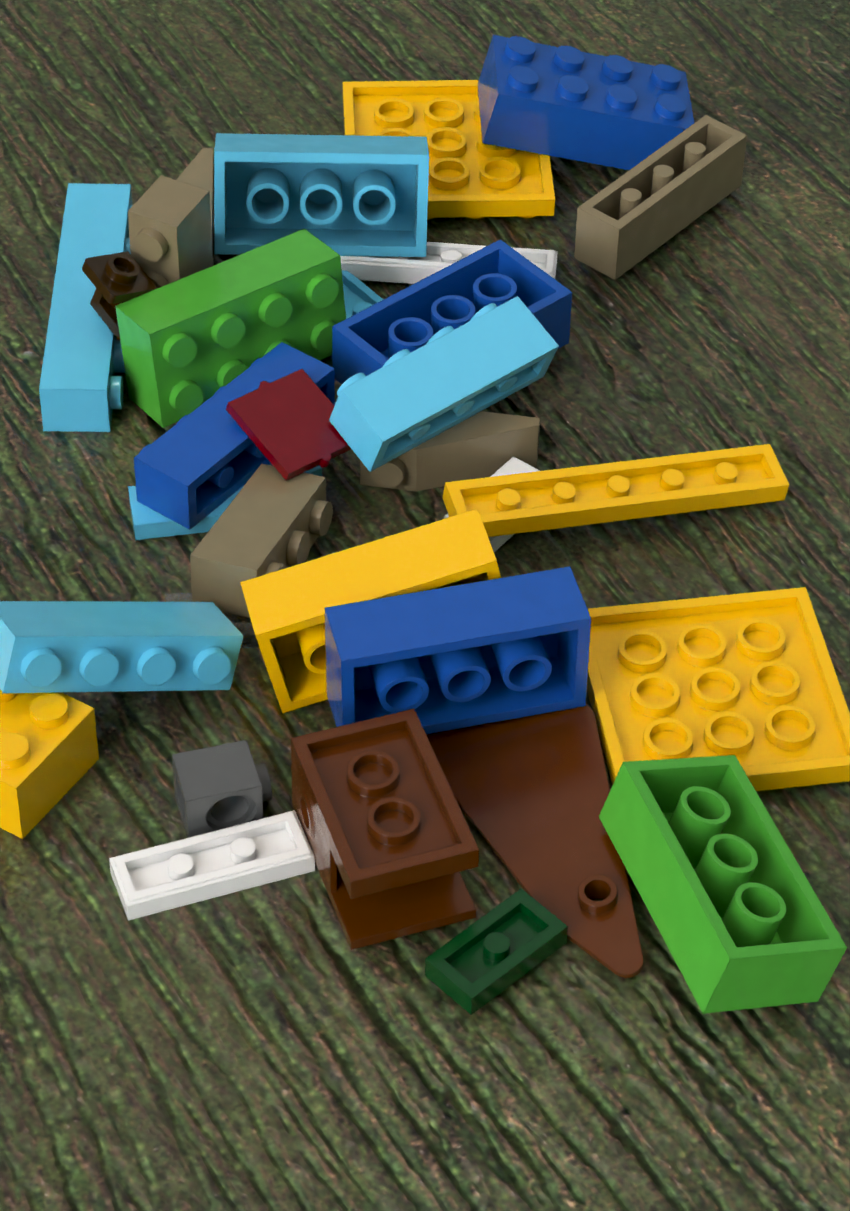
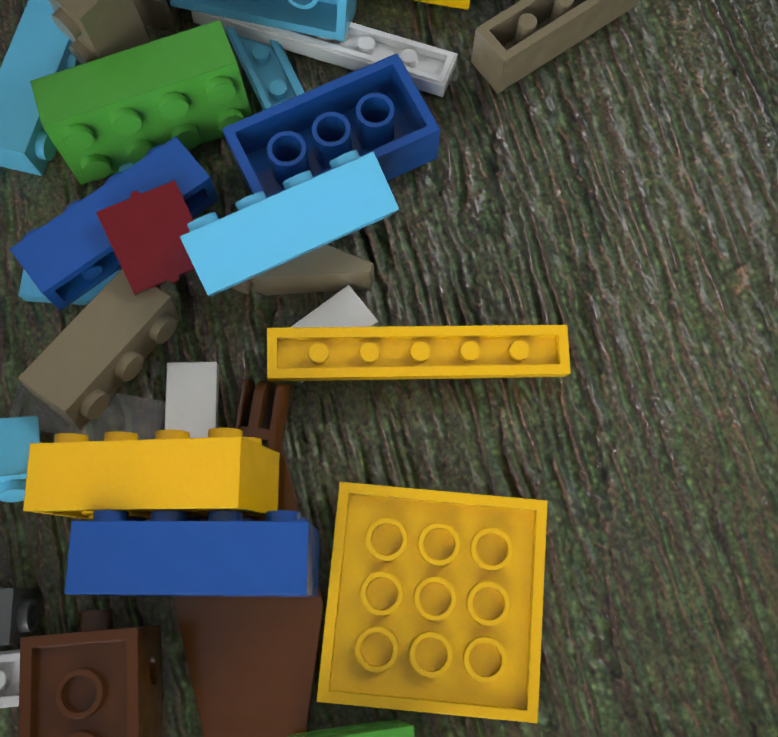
camera: 15 degrees right, 30 degrees up
(116, 281) = (38, 50): dark brown bracket -> none

